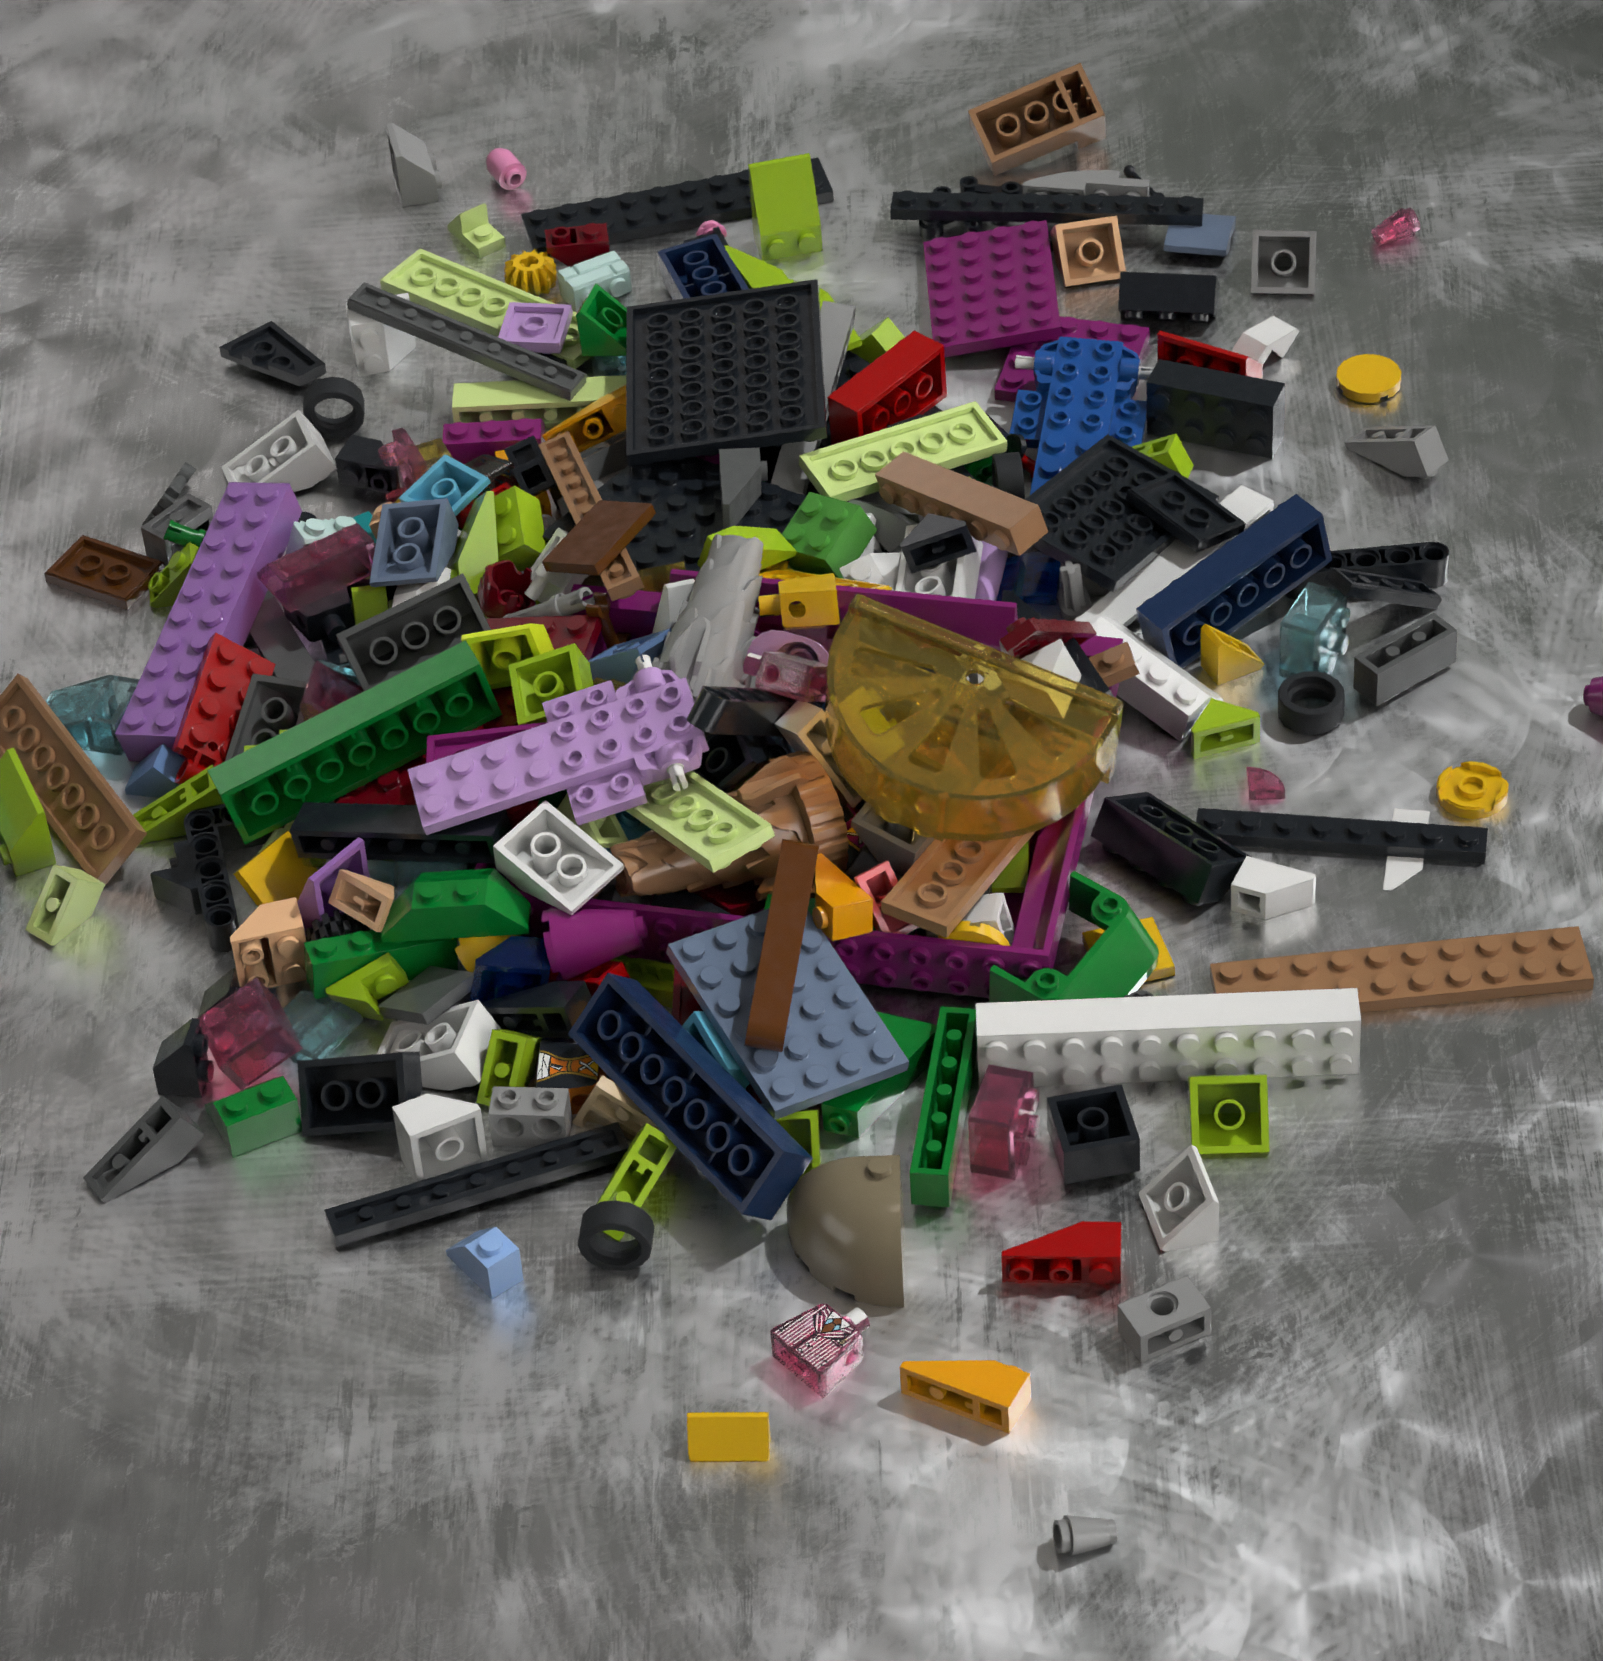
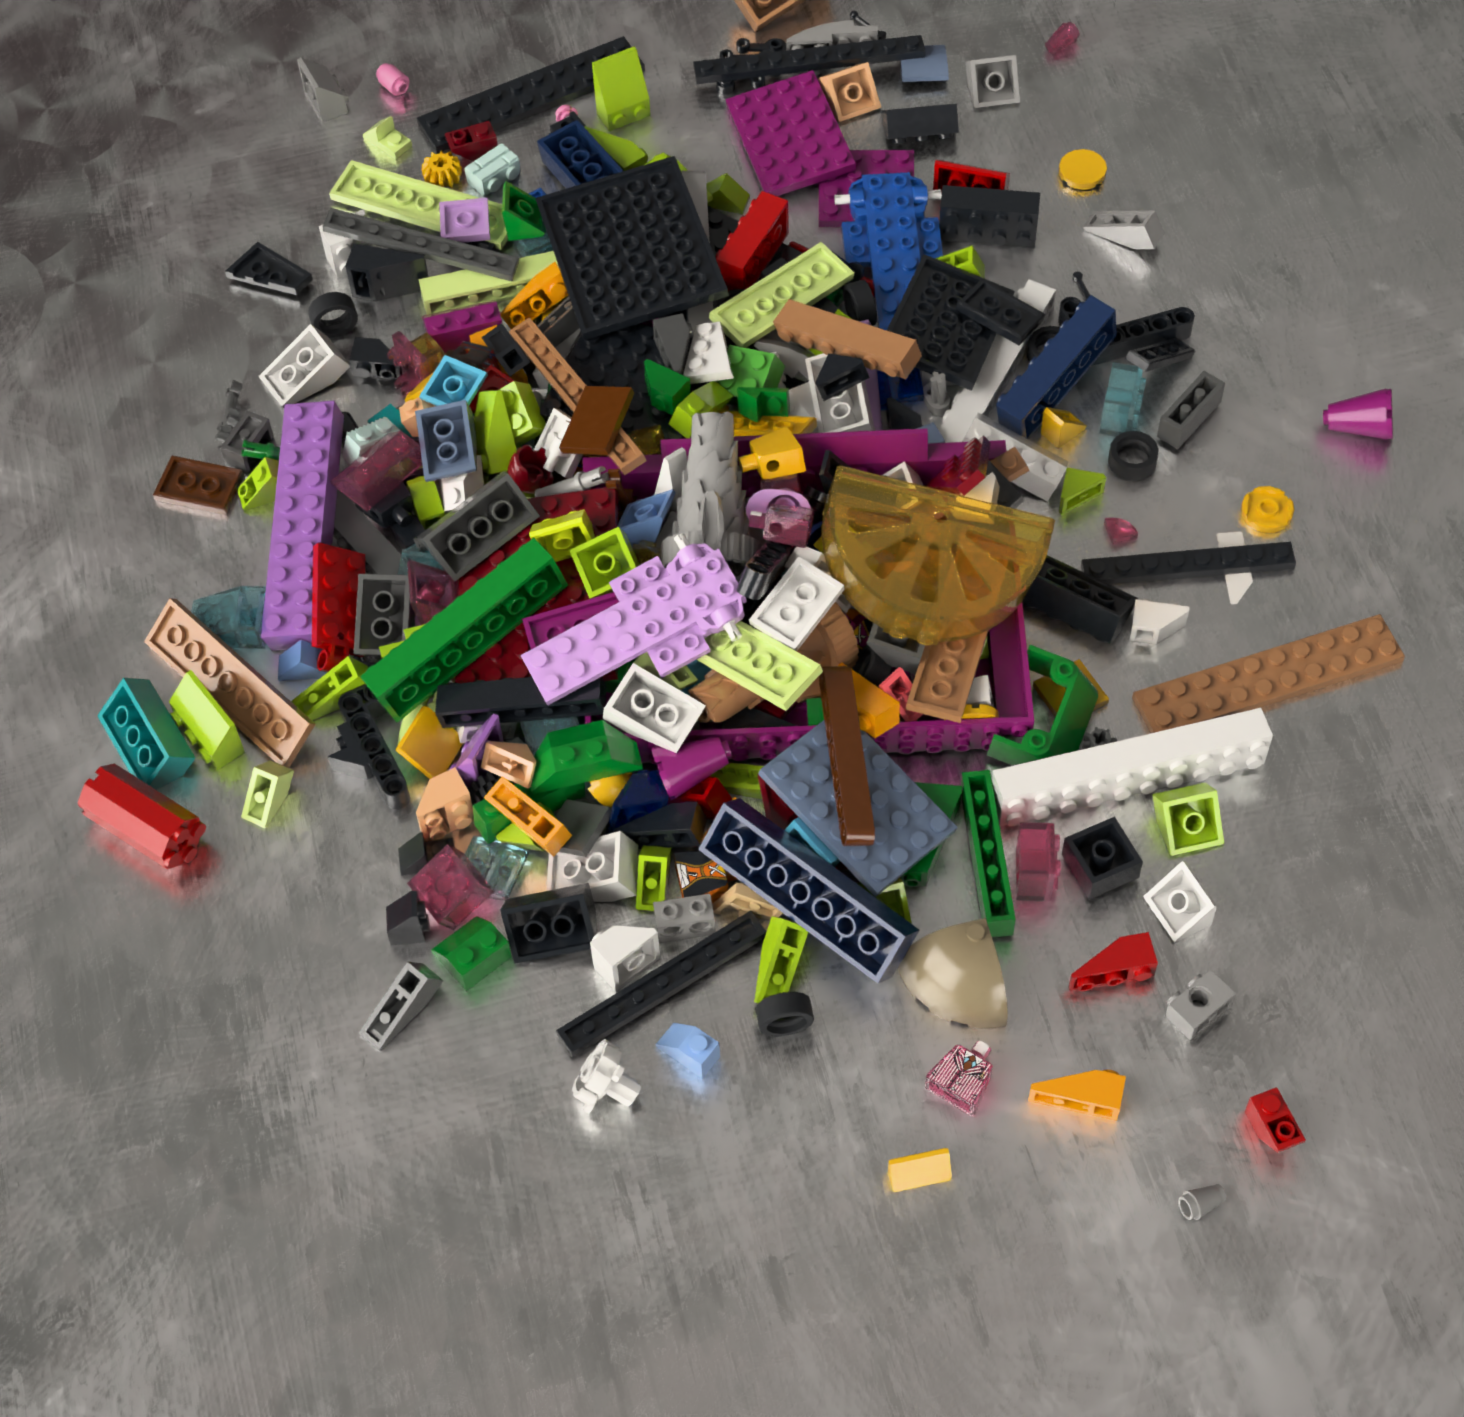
camera: 15 degrees left, 15 degrees up
(363, 1263) = (604, 1075): none -> white piece
(368, 963) = (528, 816): none -> light orange slope
(411, 370) = (383, 273): none -> black slope
(705, 517) = (665, 386): none -> green slope
(769, 759) = (796, 604): none -> white plate
(777, 499) = (708, 355): none -> white wing
(828, 557) = (761, 402): none -> green slope
(1208, 1453) = (1273, 1120): none -> red slope
(1266, 337) = (1000, 149): white slope -> none
(1316, 498) = (1077, 277): none -> black hinge

